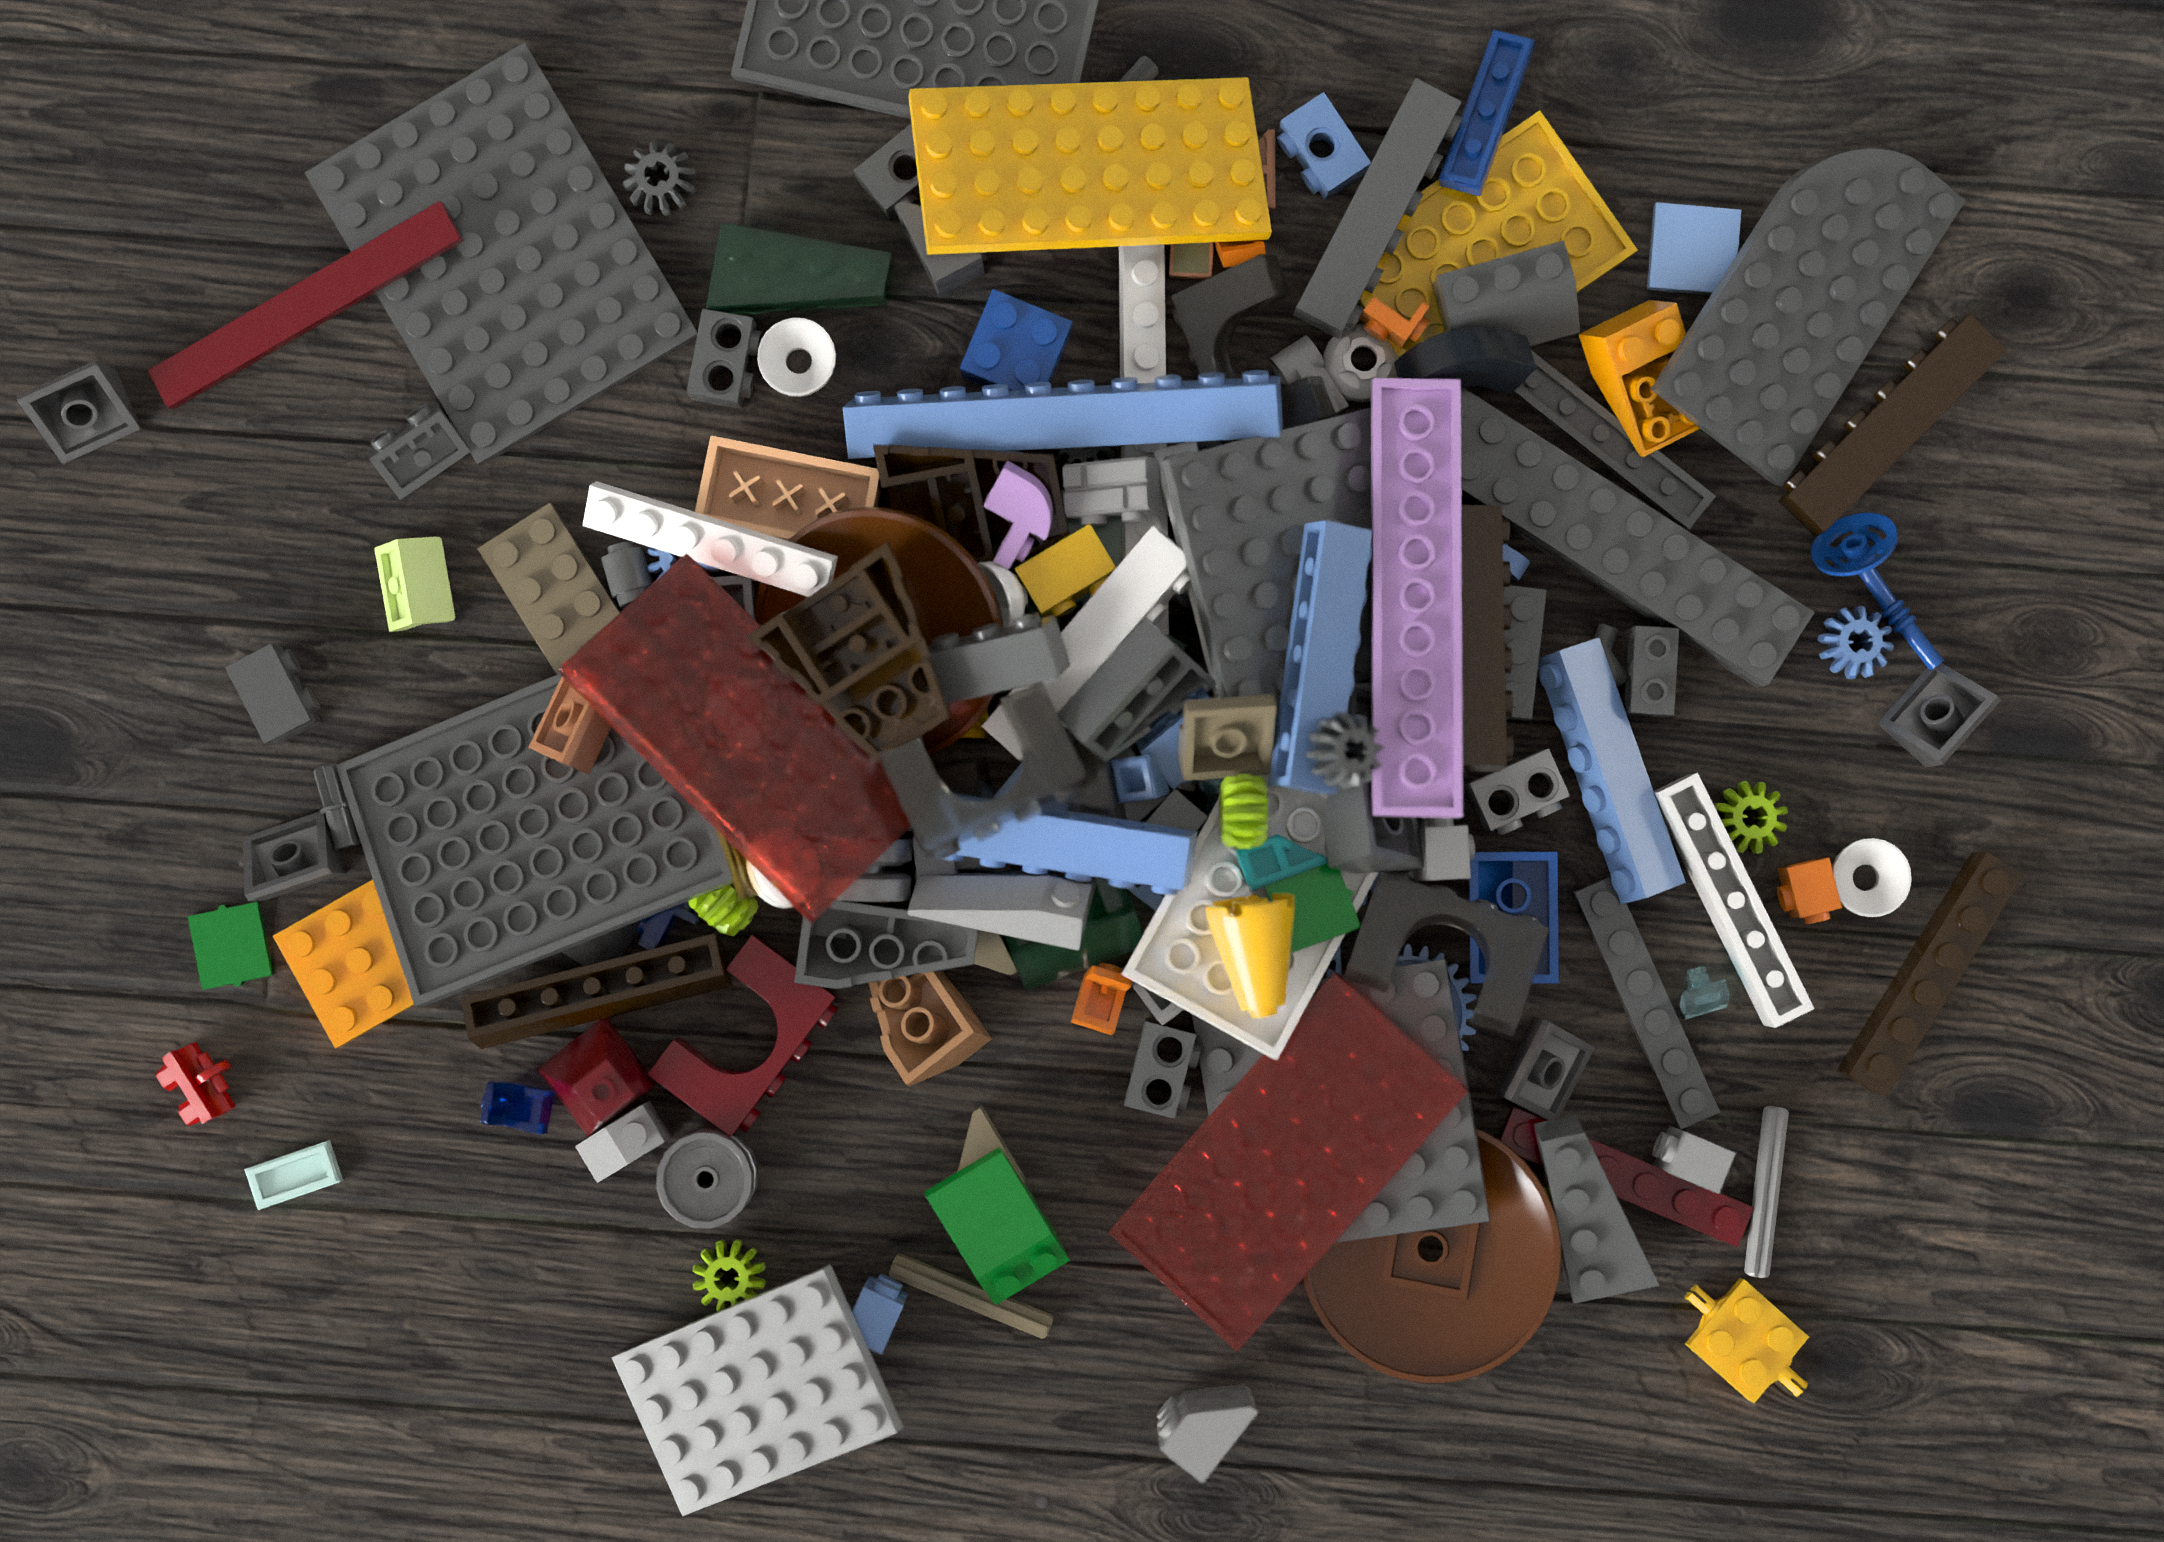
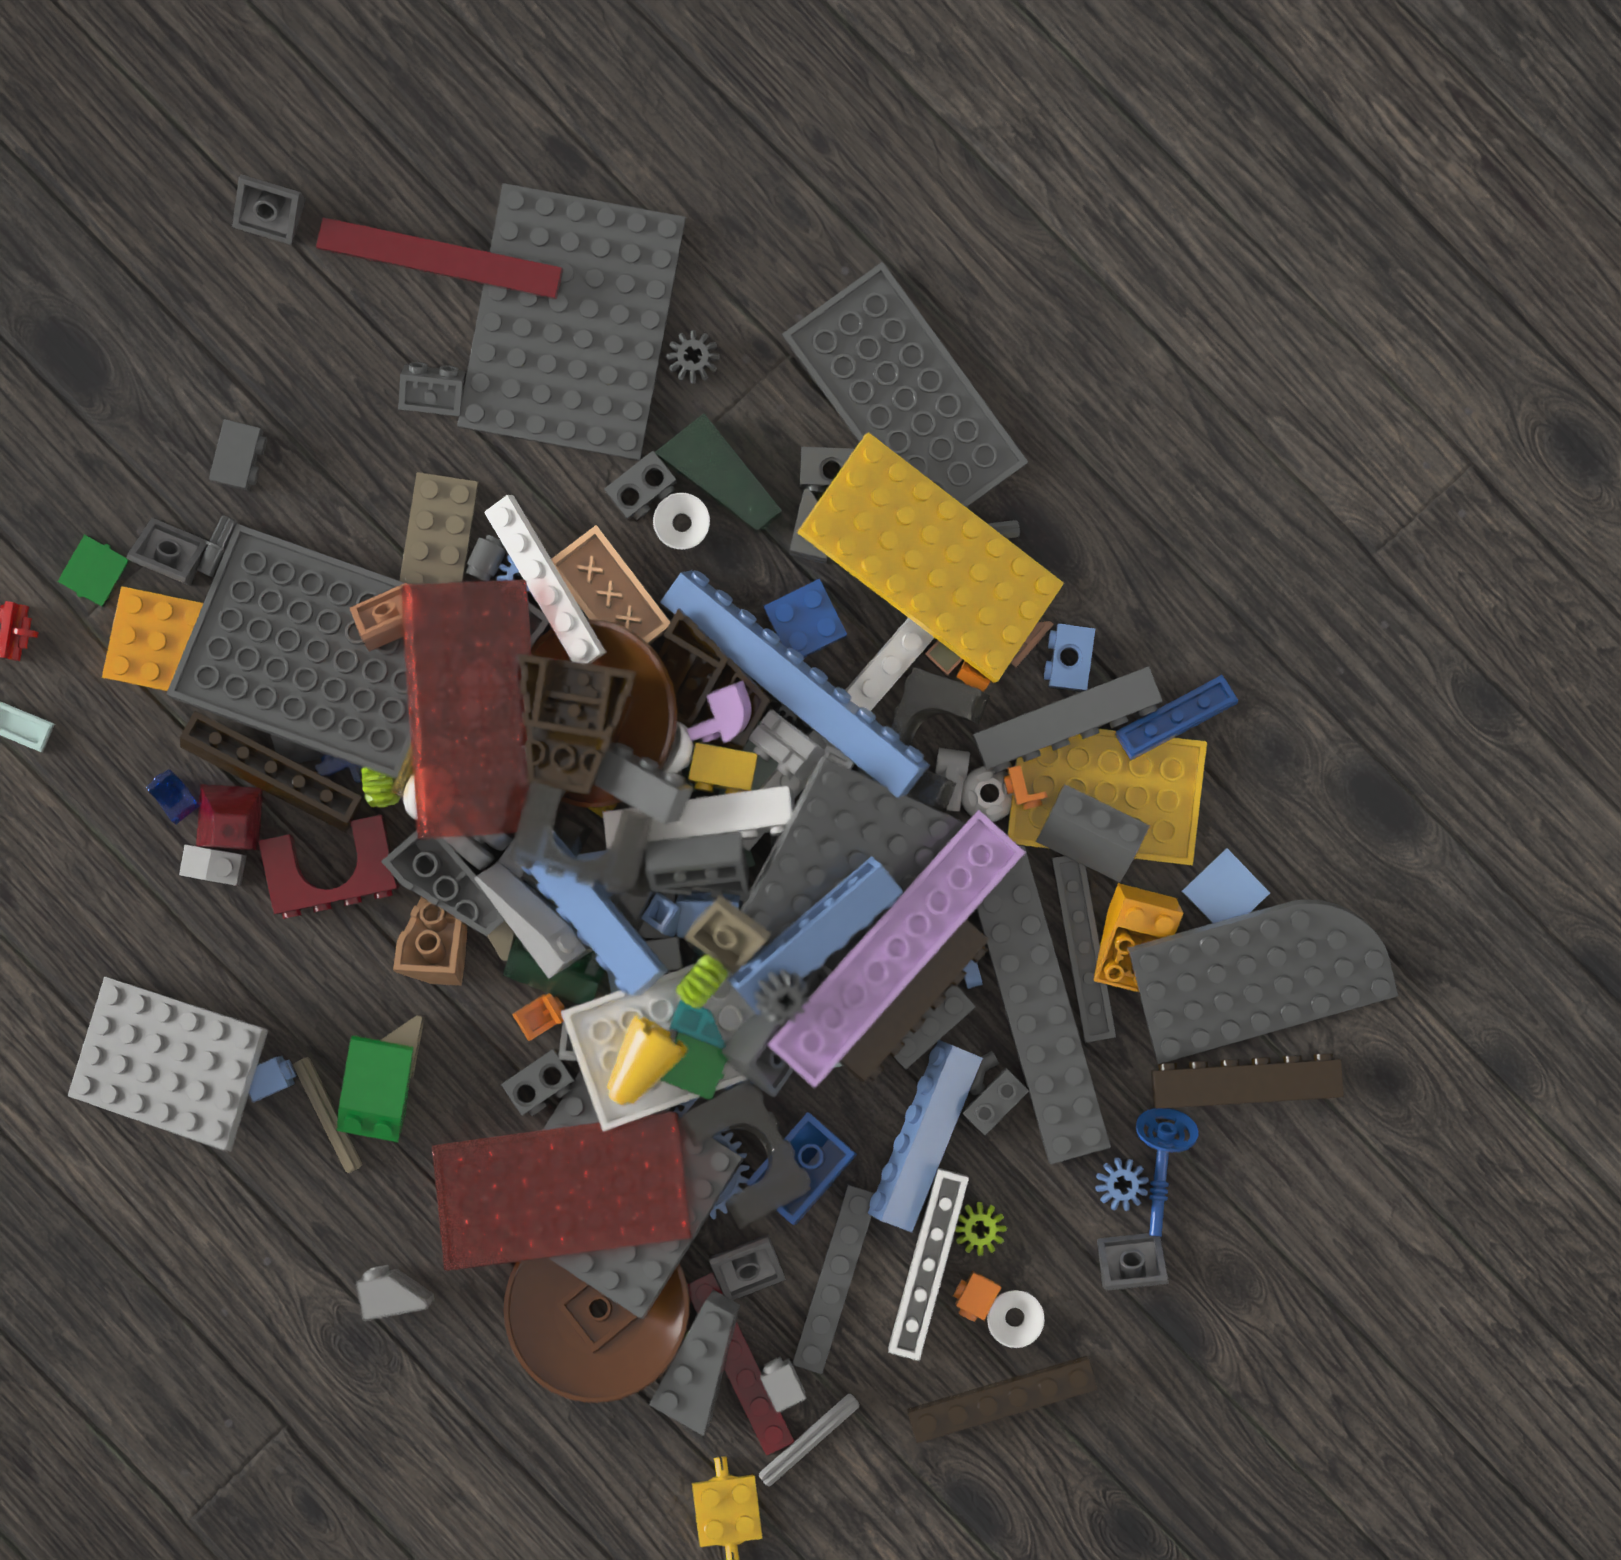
camera: 35 degrees right, 0 degrees up
(414, 582) = (366, 461): yellowish green panel -> none
(710, 1204) = (260, 928): flat silver wheel -> none
(726, 1261) = (212, 979): lime gear -> none
(1444, 850) = (793, 1099): light grey brick -> none
(1475, 355) = (1043, 845): black arch -> none
(1514, 783) = (868, 1094): light grey brick -> none
(1703, 995) = (868, 1302): clear light blue tile -> none

